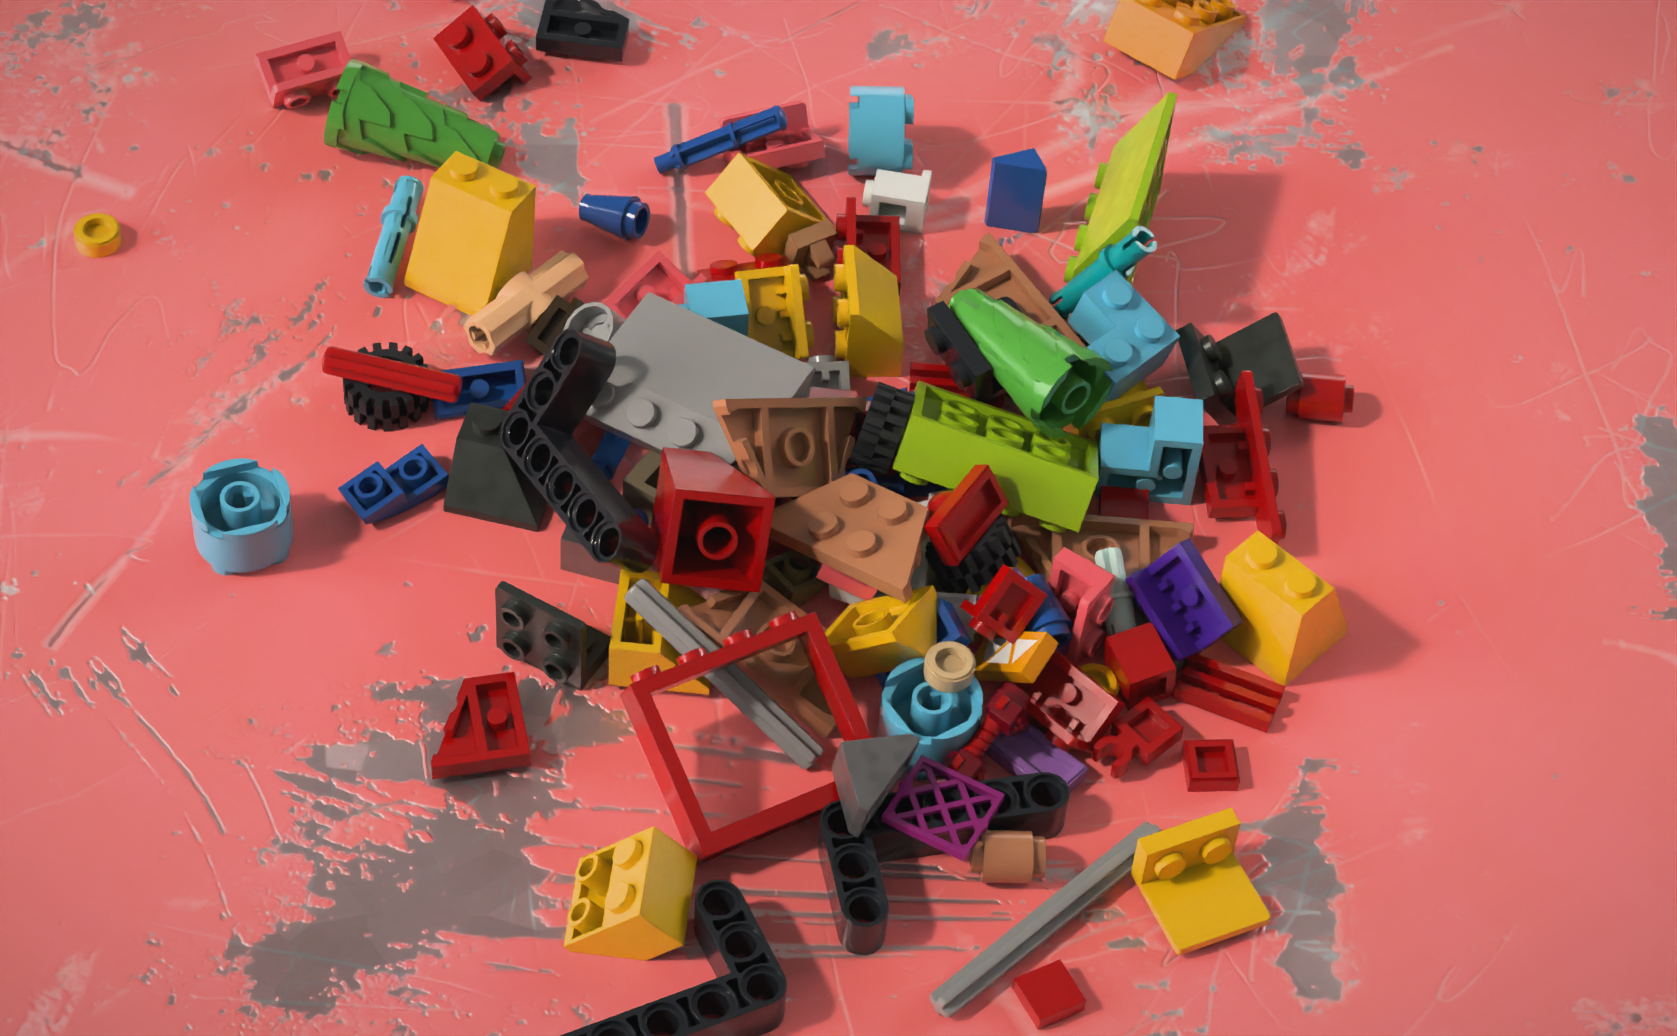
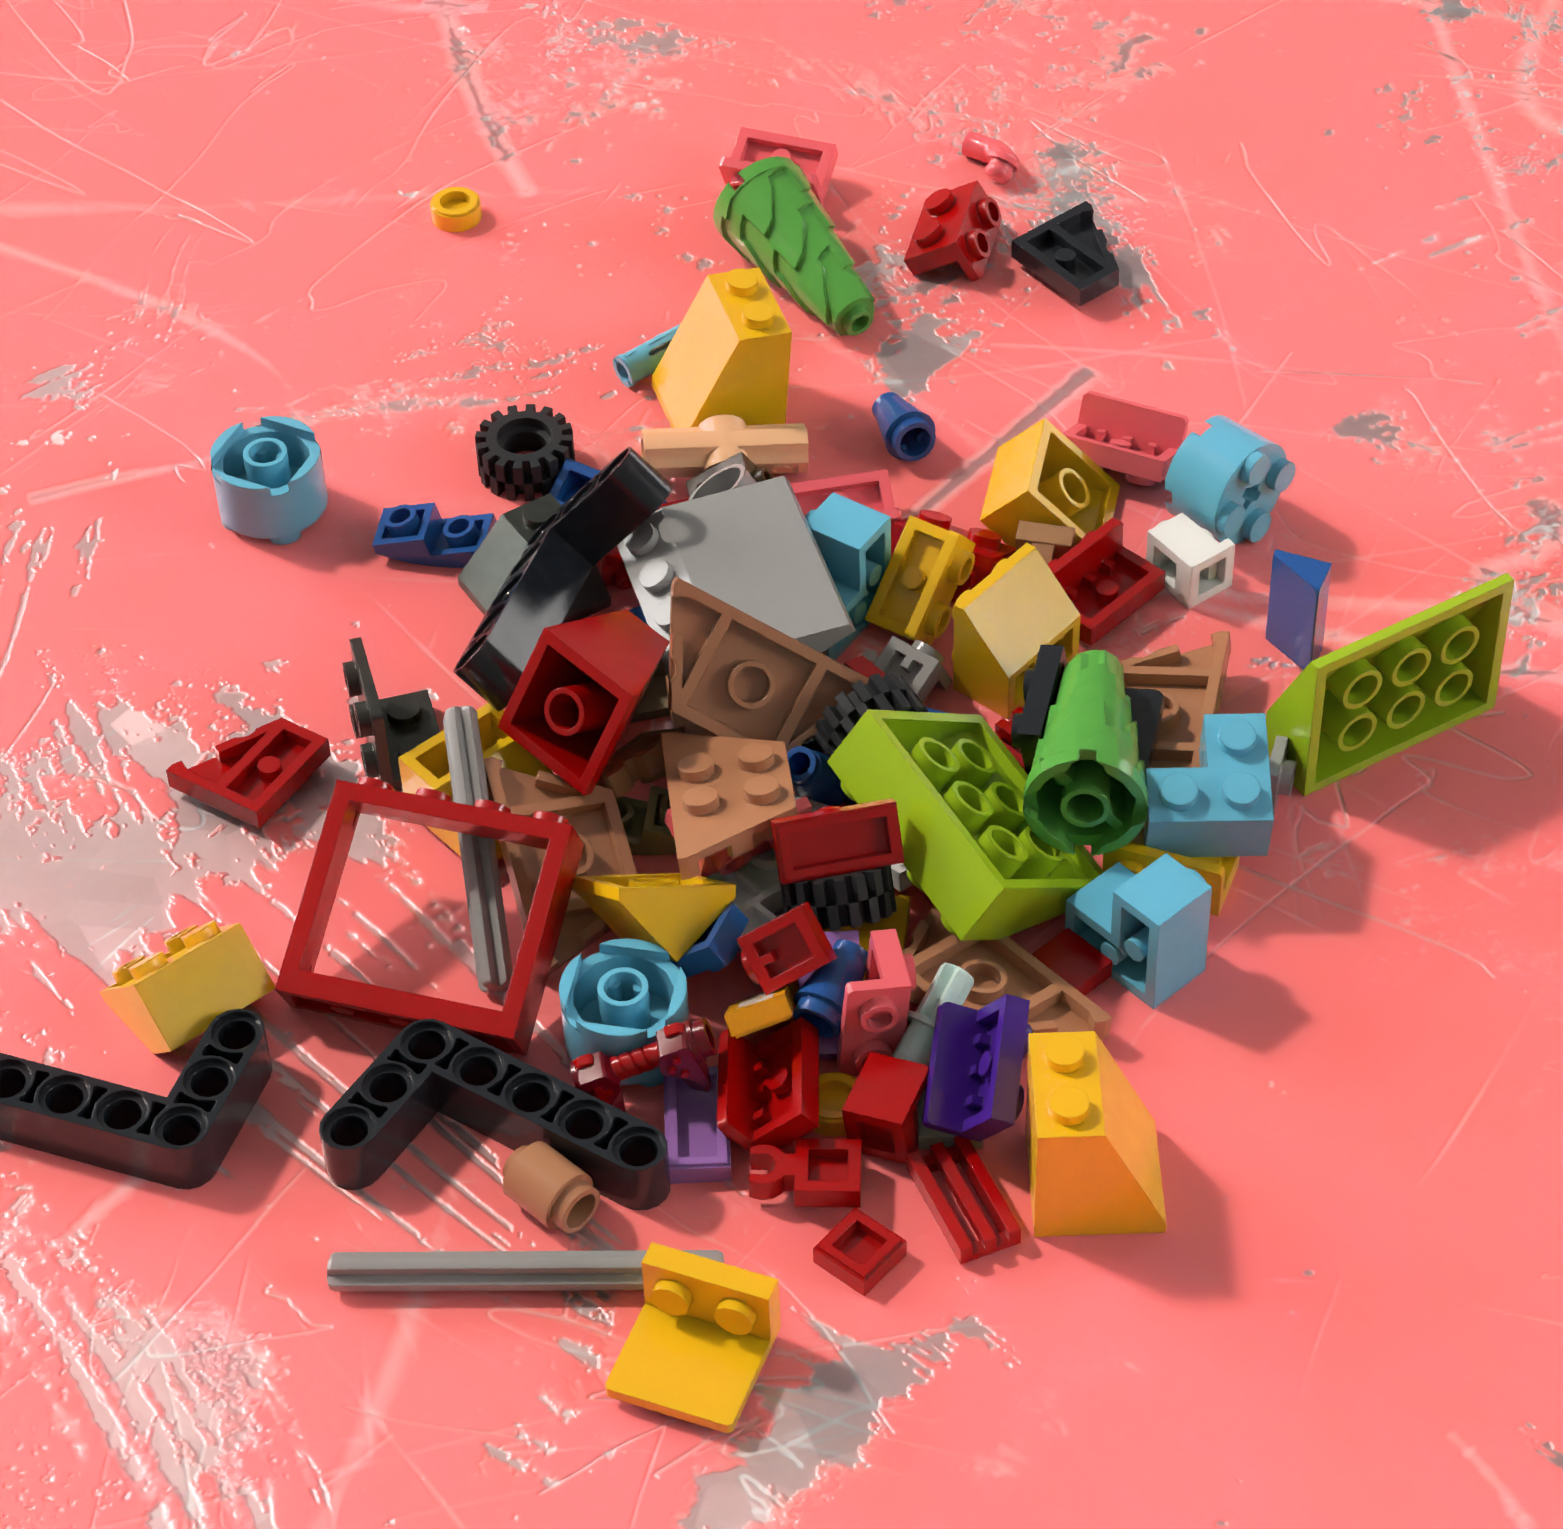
camera: 50 degrees right, 5 degrees down
(392, 374) = (519, 435): red axle -> none
(722, 139) = (1073, 412): blue piece -> none
(867, 774) = (474, 1012): flat silver slope -> none
(929, 836) = (533, 1129): magenta window -> none
(949, 667) = (665, 967): tan tile -> none
(1049, 994) = (442, 1337): red tile -> none
(1118, 257) = (1287, 708): teal pin -> none
(1217, 365) = (1322, 910): pearl dark grey bracket -> none
(1237, 465) = (1222, 991): red bracket -> none
(1321, 397) = (1406, 988): red brick -> none

